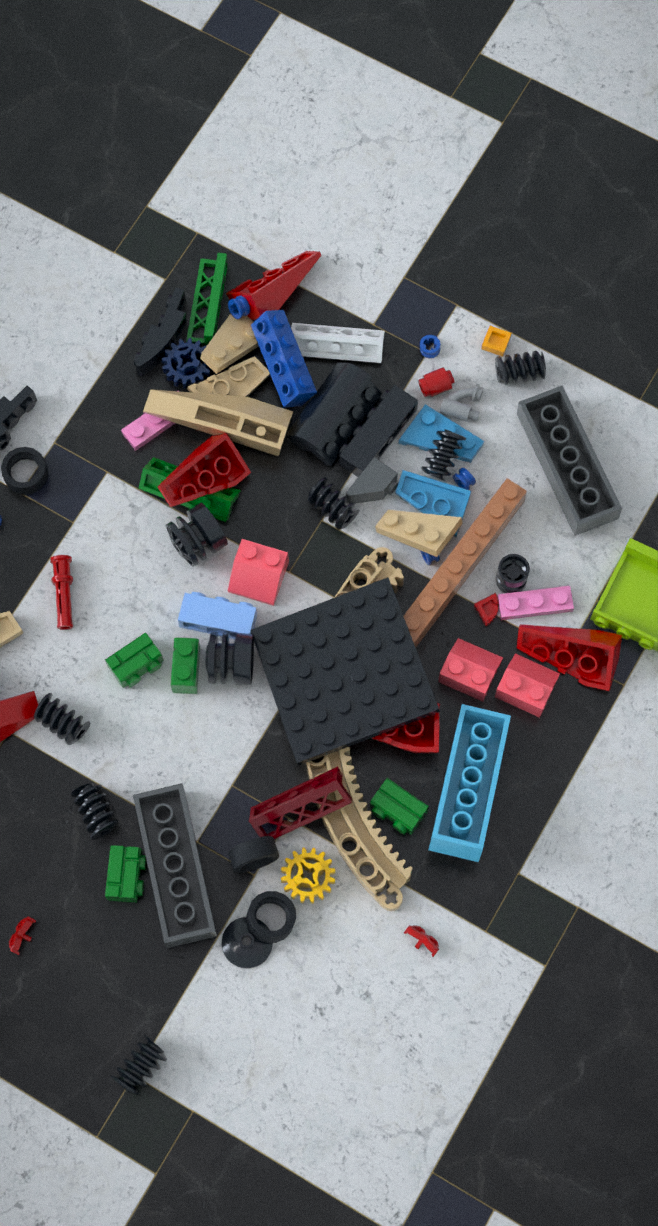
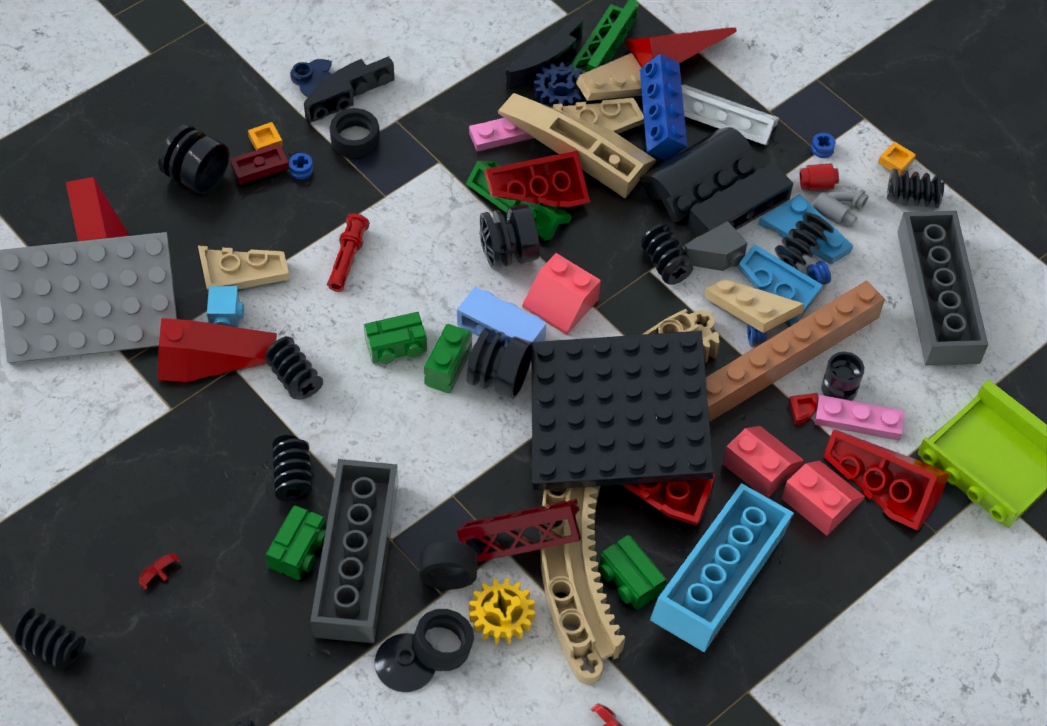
camera: 15 degrees right, 15 degrees down
(238, 307) = (633, 50): blue bush -> none

